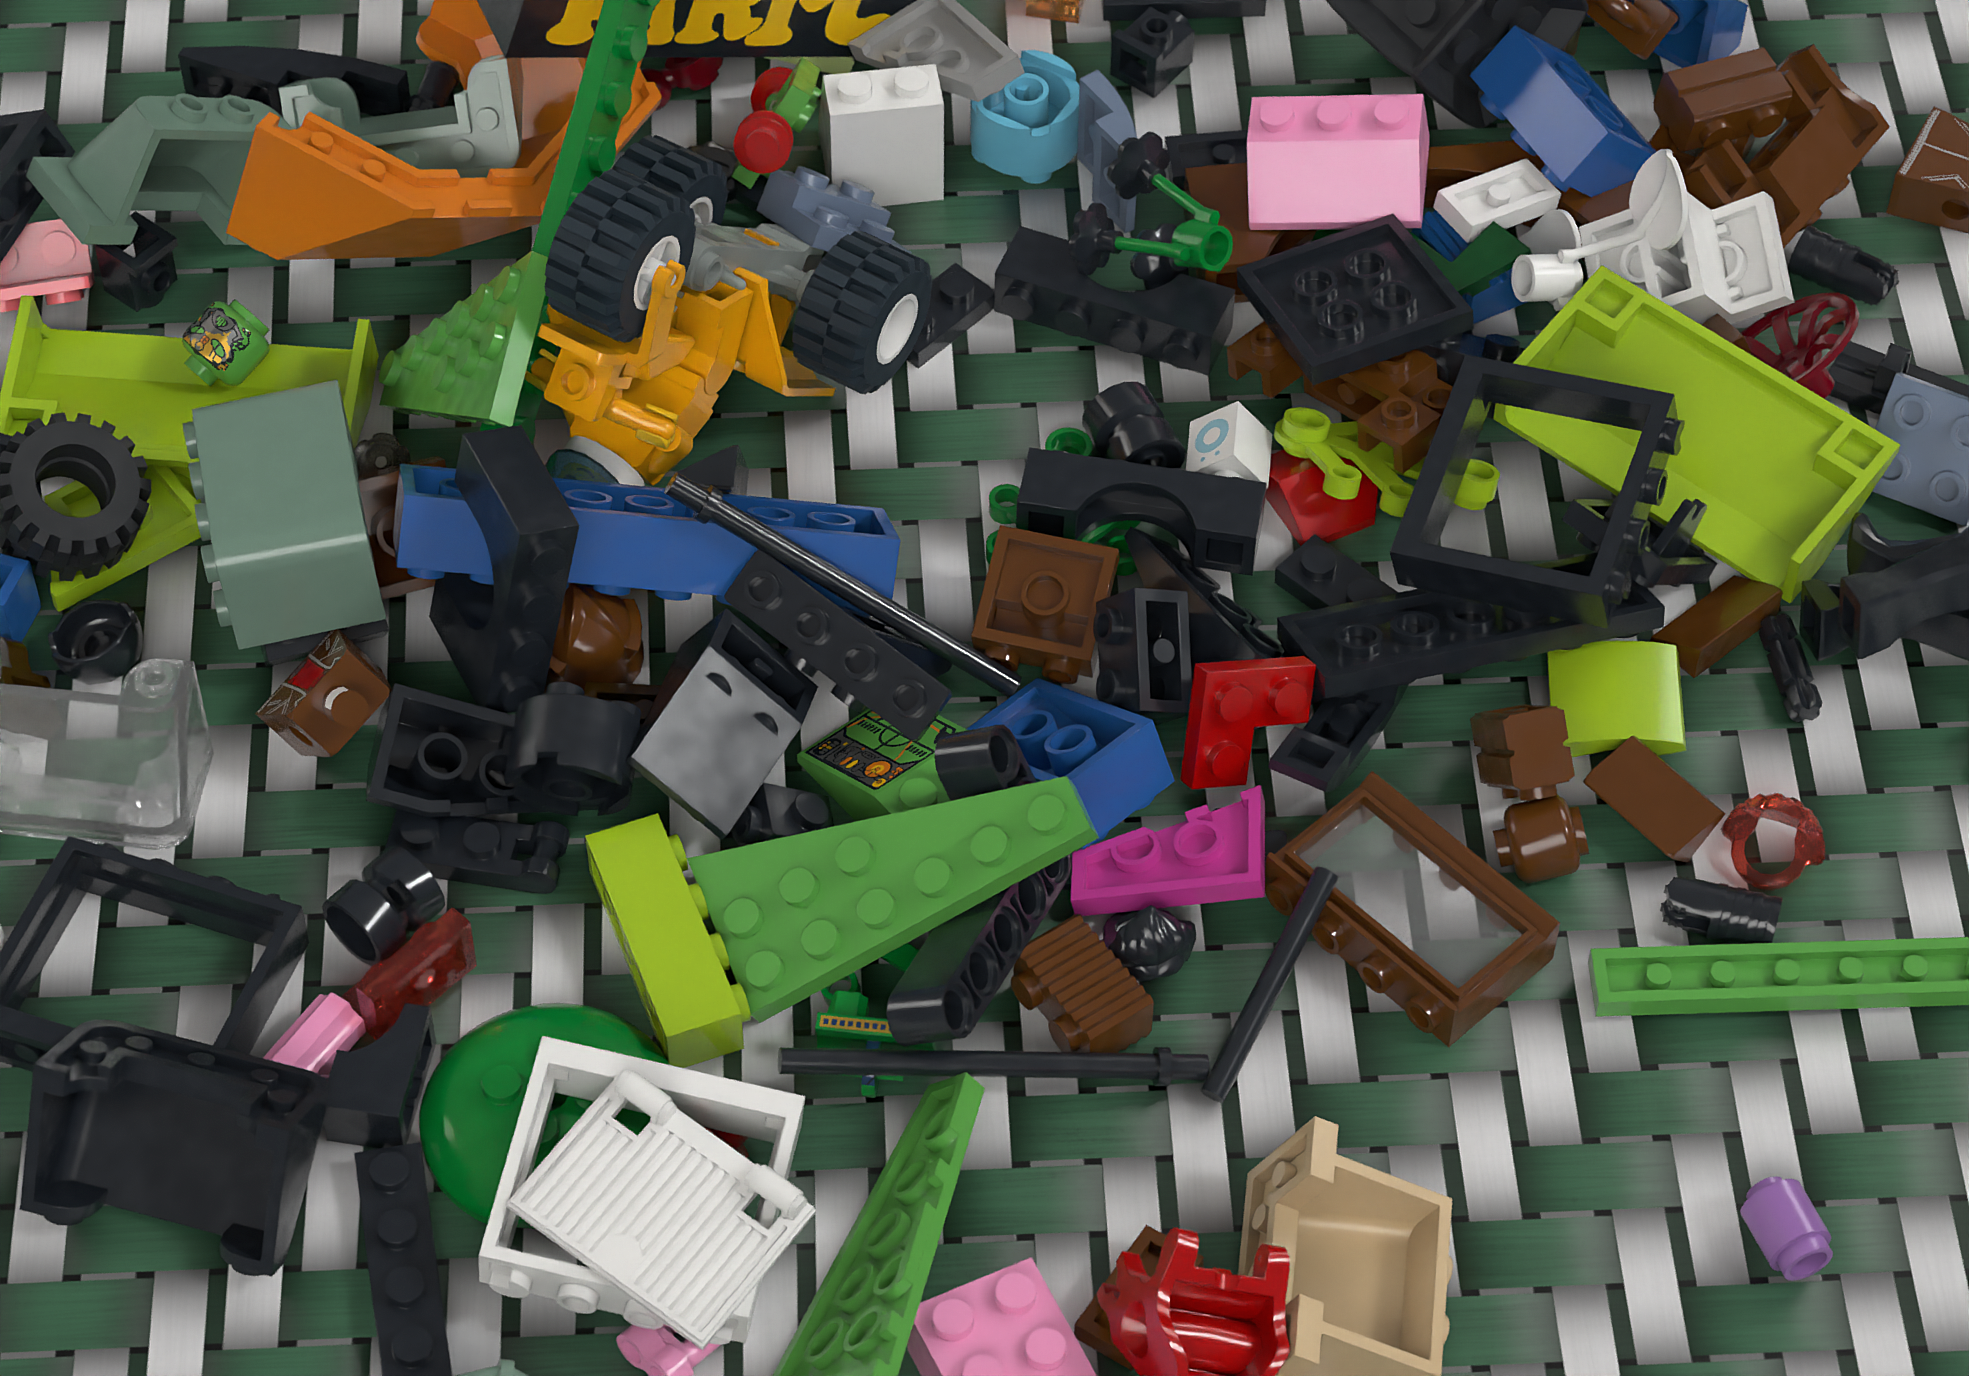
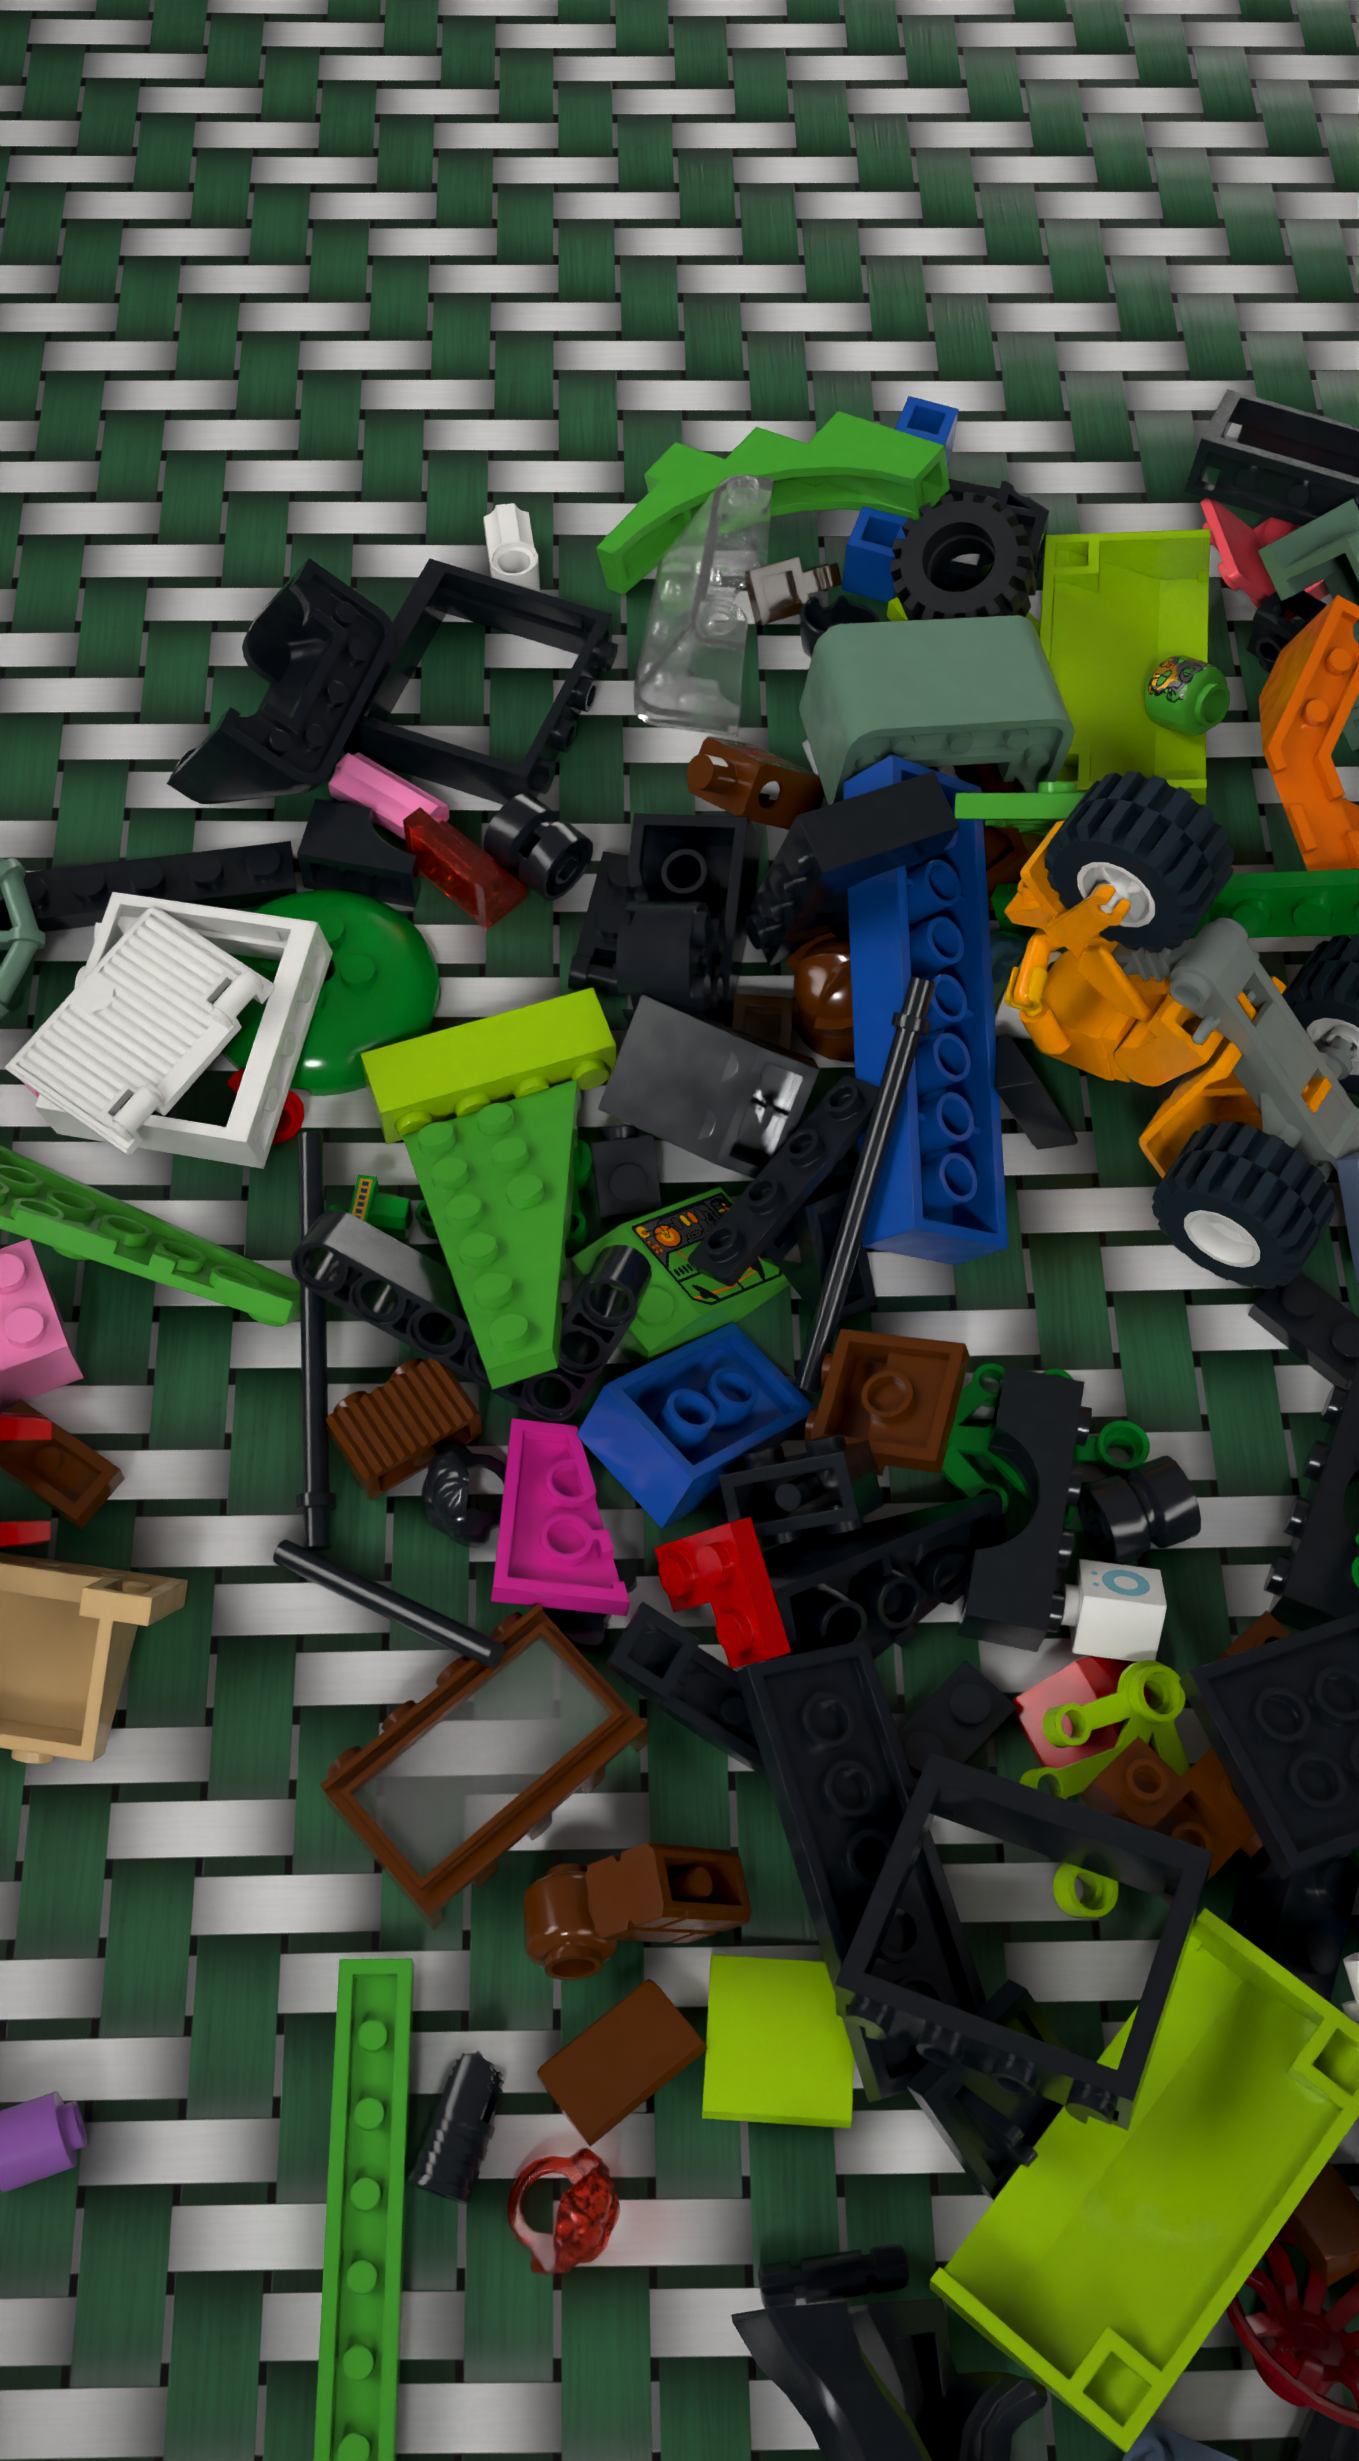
camera: 90 degrees right, 10 degrees up
(1720, 622) = (904, 2188): reddish brown slope -> none

